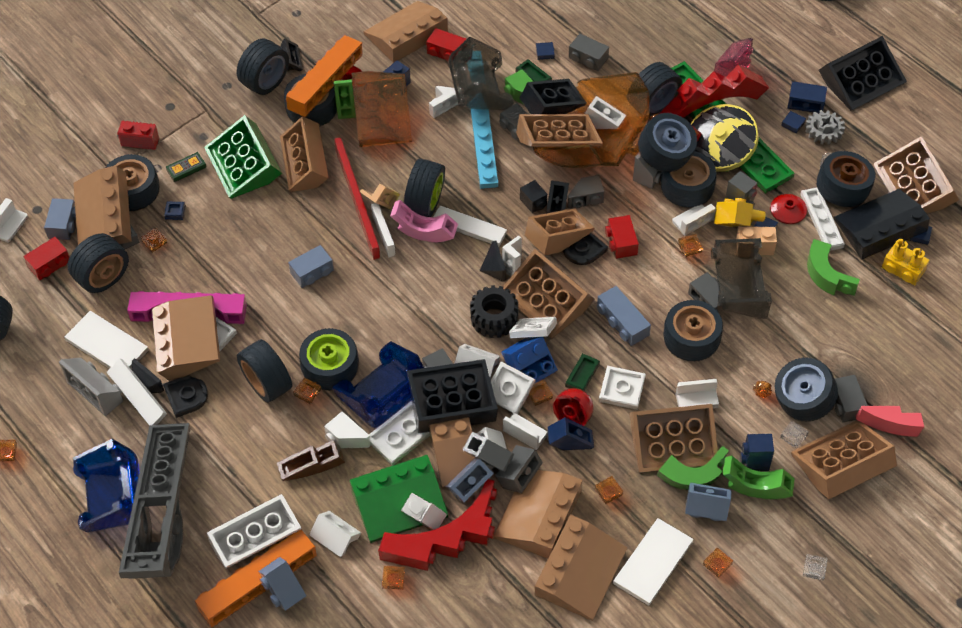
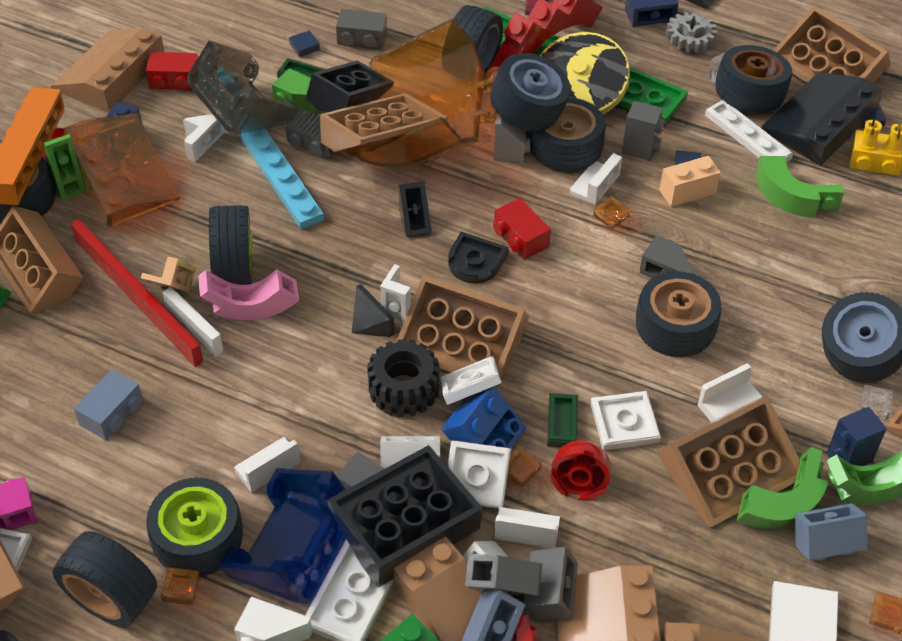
camera: 25 degrees left, 5 degrees down
(398, 334) = (259, 468): none -> white panel
(474, 227) = (319, 279): white tile -> none
(533, 196) = (380, 215): black brick -> none
(557, 230) = (434, 246): medium nougat slope -> none
(570, 435) = (594, 510): dark blue slope -> none
(586, 192) = (447, 189): dark grey slope -> none
(604, 115) = (426, 87): white slope -> none
(608, 490) = (687, 567): clear orange plate -> none
(623, 316) = (577, 326): sand blue brick -> none
(737, 213) = (652, 154): yellow brick -> none
(741, 277) = (702, 230): clear smoke windscreen -> none
(762, 389) = (804, 358): clear orange plate -> none
(788, 214) = (701, 135): red dish -> none
(793, 122) = (649, 38): dark blue tile -> none

